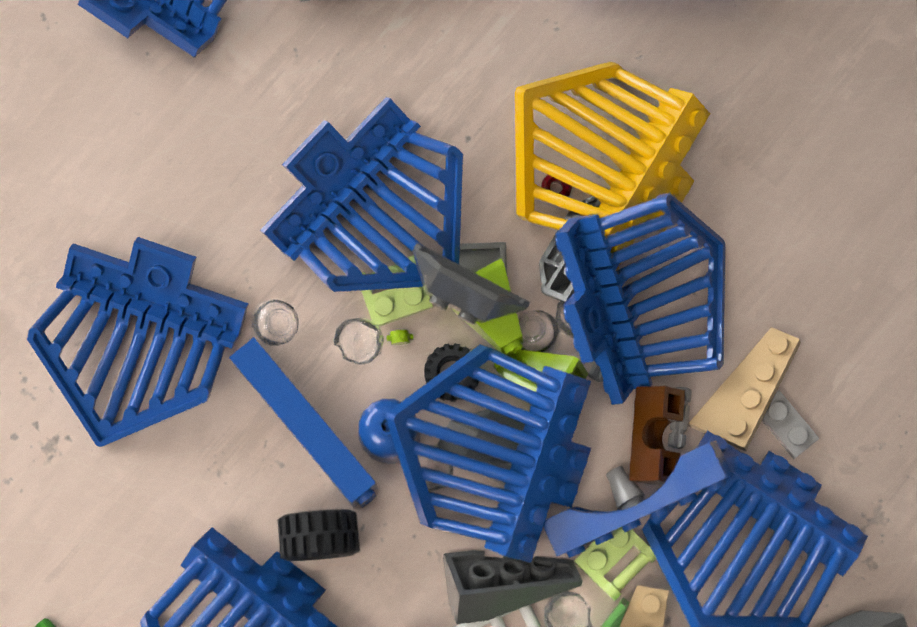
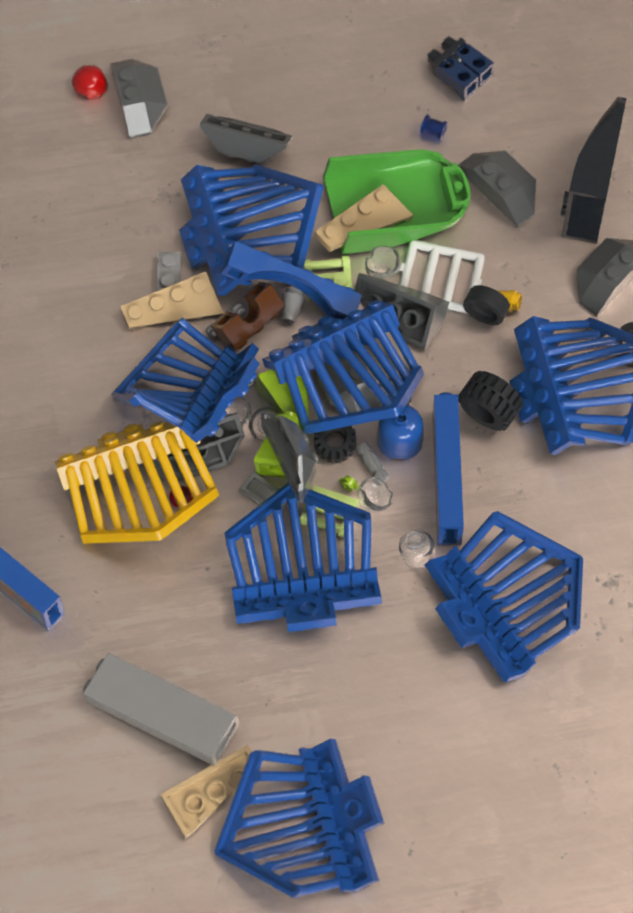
camera: 140 degrees left, 15 degrees down
(392, 379) = (372, 461): none -> light grey axle

